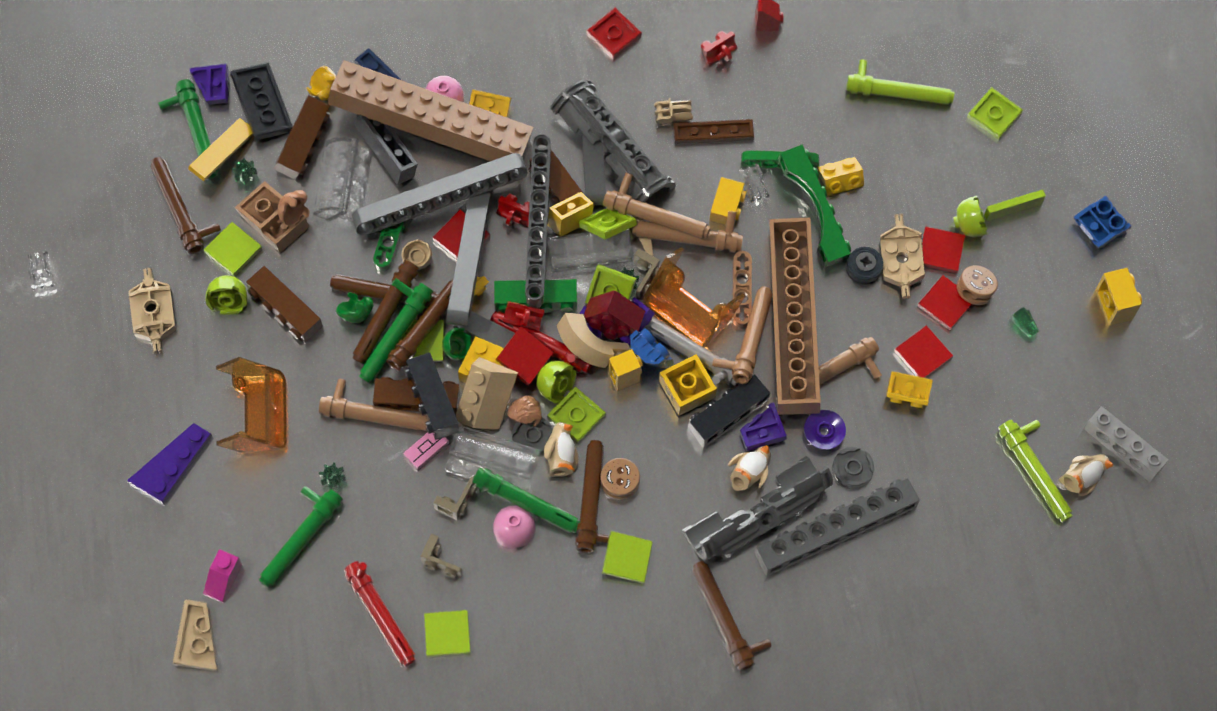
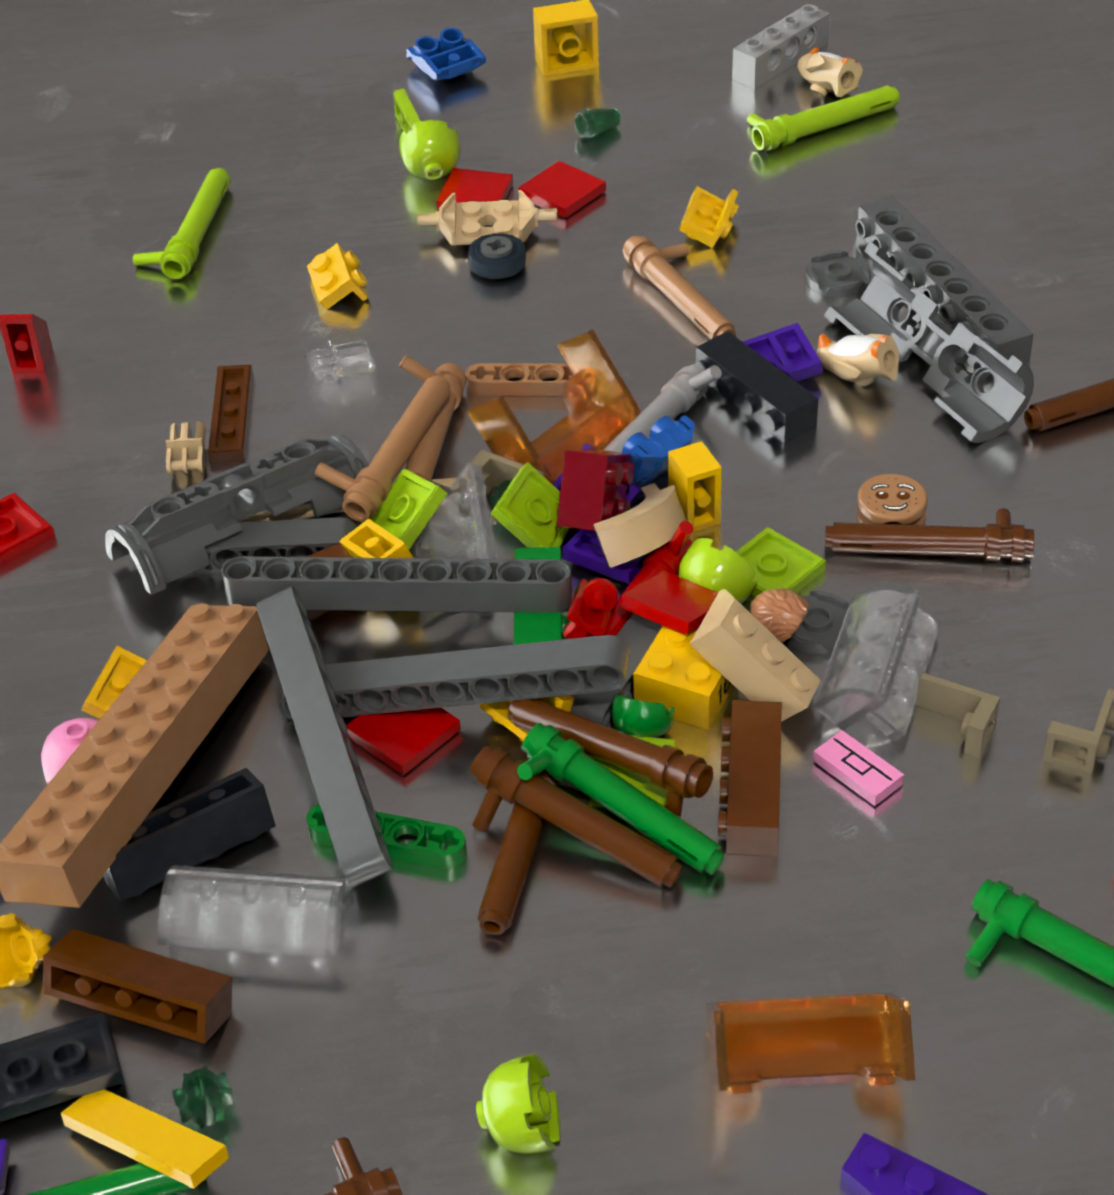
camera: 85 degrees left, 25 degrees down
(232, 249) = (398, 1119): lime tile -> none
(261, 212) = (326, 1038): medium nougat slope -> none
(284, 304) = (547, 1001): reddish brown brick -> none
(292, 207) = (320, 965): nougat hair -> none
(336, 480) = (941, 903): clear green gear -> none
(343, 409) = (787, 892): medium nougat cylinder -> none
(355, 310) = (565, 873): green hair -> none
(418, 253) = (444, 780): tan hair -> none
(432, 396) = (771, 717): black brick -> none
(497, 485) = (943, 628): green cylinder -> none
(513, 211) = (360, 641): red hips -> none
(514, 527) = (1002, 636): bright pink cylinder -> none
(561, 451) = (849, 568): tan animal -> none
(627, 557) = (1035, 496): lime tile -> none
(687, 384) = (723, 418): yellow brick -> none
(721, 48) = (70, 400): red hips -> none
(727, 199) = (371, 389): yellow brick -> none
(745, 360) = (675, 349): medium nougat cylinder -> none
(769, 159) = (300, 336): green beam -> none
(794, 316) = (606, 297): medium nougat brick -> none
(798, 168) = (333, 293): green arch -> none
(827, 421) = (781, 291): dark purple dish -> none
(923, 353) = (644, 209): red tile -> none
(977, 285) = (540, 152): head -> none
(995, 113) = (253, 145): lime tile -> none

